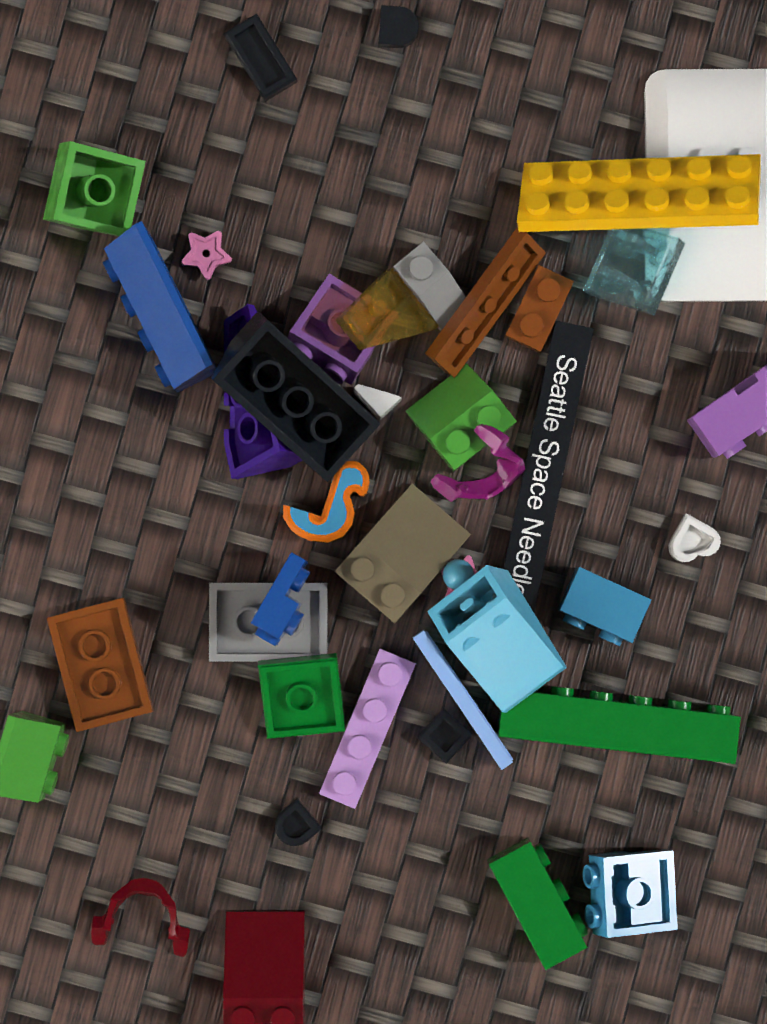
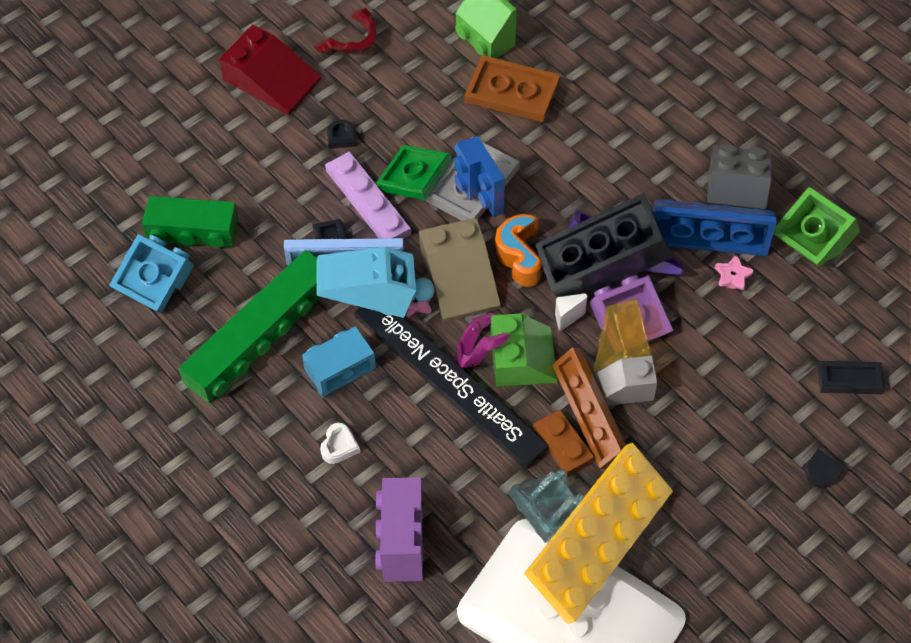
camera: 125 degrees right, 30 degrees down
(77, 312) = (739, 176): none -> dark grey brick

